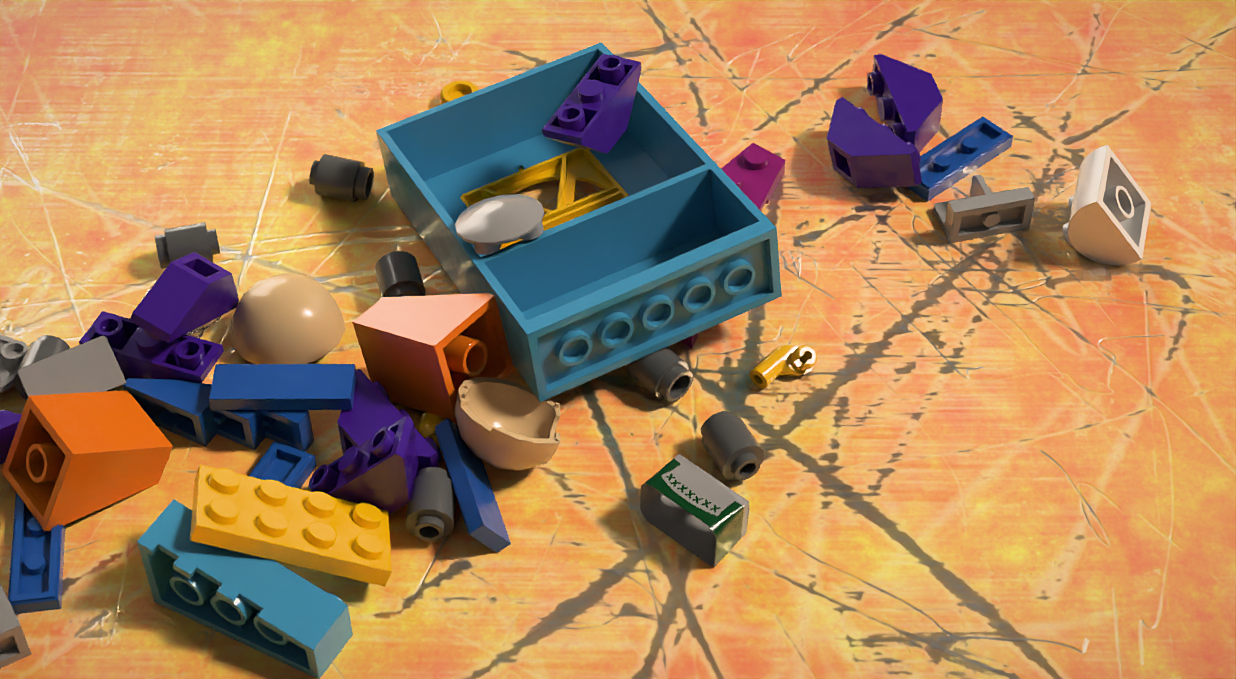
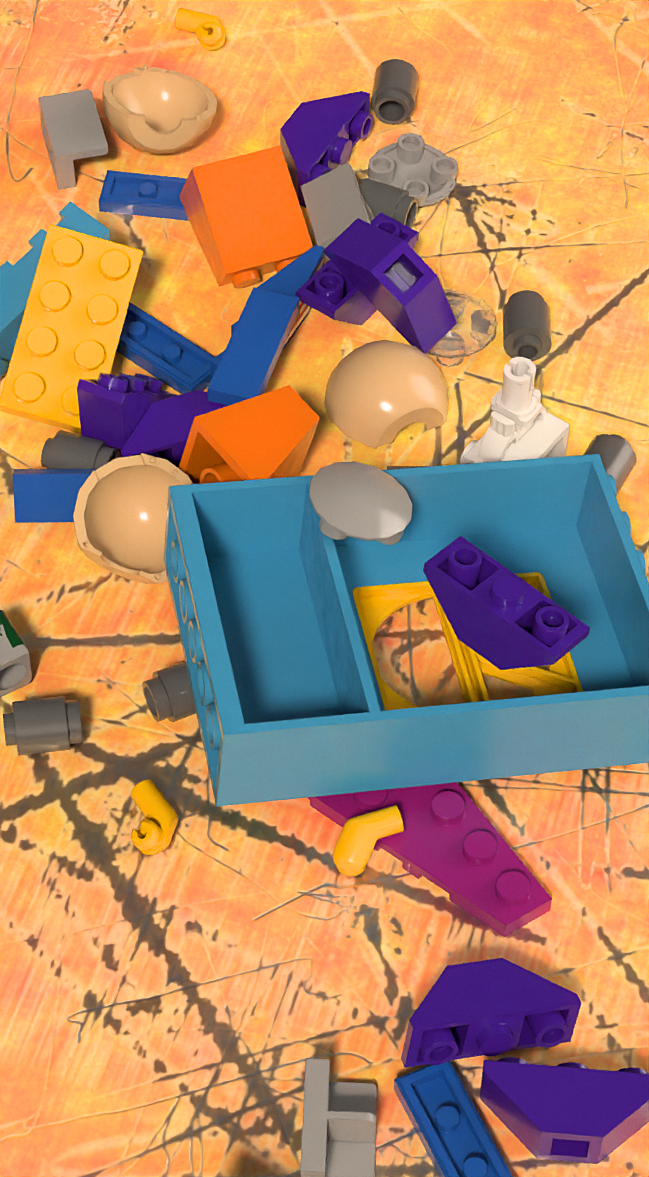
camera: 105 degrees right, 5 degrees up
(339, 218) = (518, 422): none -> white brick

